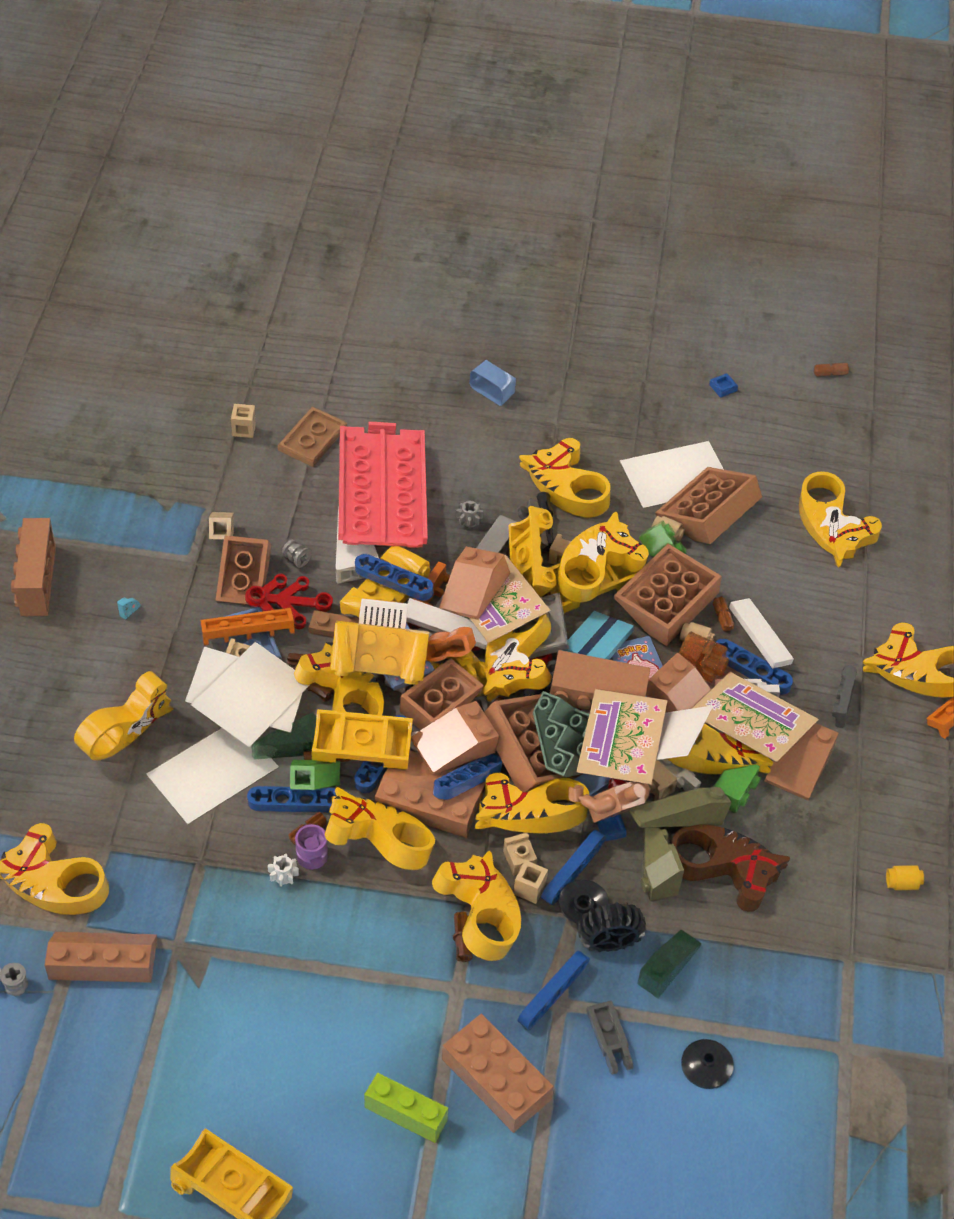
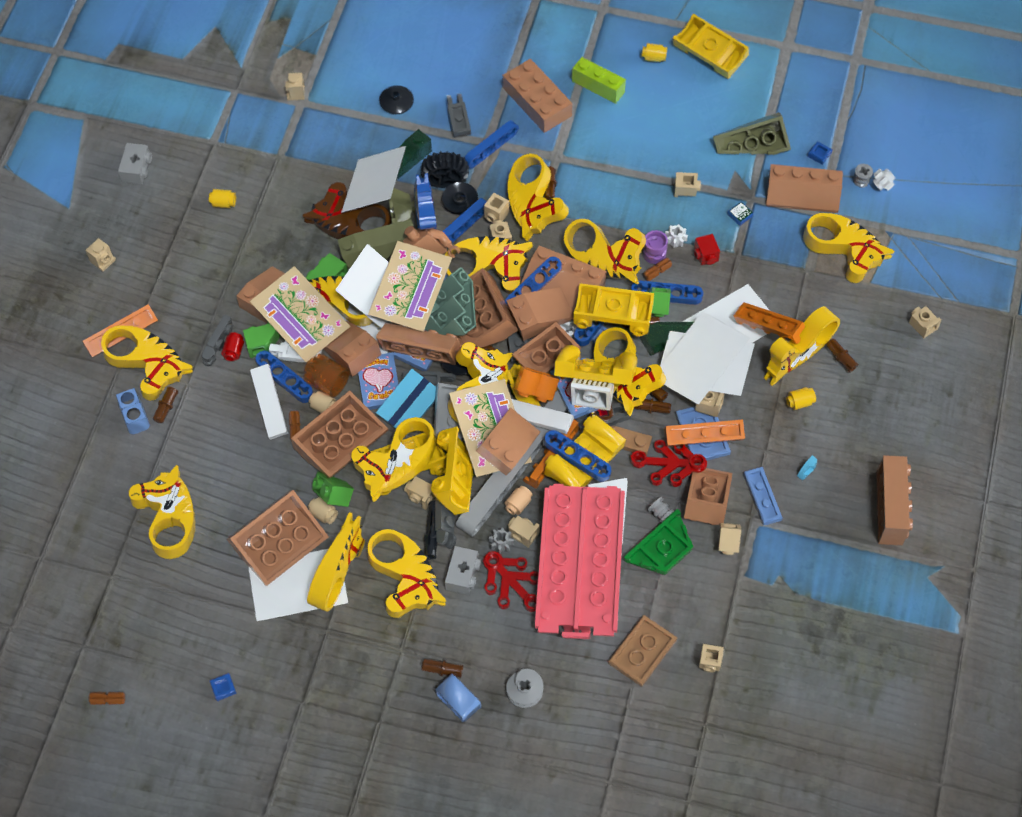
camera: 170 degrees left, 10 degrees up
(67, 727) = (842, 355): none -> reddish brown axle
(72, 1021) = (819, 153): none -> blue tile
(126, 677) = (801, 398): none -> yellow brick
(149, 1039) = (756, 137): none -> olive wedge
(164, 740) = (769, 322): none -> orange hinge
(182, 580) = (762, 496): none -> medium blue tile
(193, 916) = (740, 213): none -> tile
(242, 853) = (706, 249): none -> red brick
(269, 944) = (686, 184): none -> tan brick
(294, 520) = (663, 546): none -> green wing
(321, 1170) = (654, 52): none -> yellow brick
(428, 395) = (524, 679): none -> light grey piece
(446, 523) = (523, 530): none -> tan brick
(453, 485) = (509, 578): none -> red plant
(453, 550) = (518, 500): none -> light nougat brick
(506, 485) = (462, 559): none -> light grey brick
(516, 407) = (442, 667): none -> reddish brown axle
(626, 844) = (424, 203): none -> blue animal
(638, 464) = (333, 568): none -> yellow animal
(705, 900) = (374, 179): none -> white sticker
(799, 694) = (260, 338): none -> bright green slope
(823, 690) = (232, 346): none -> red brick
(860, 1058) = (295, 86): none -> tan brick
(879, 625) = (165, 405): none -> reddish brown axle
(899, 610) = (139, 424): none -> medium blue piece

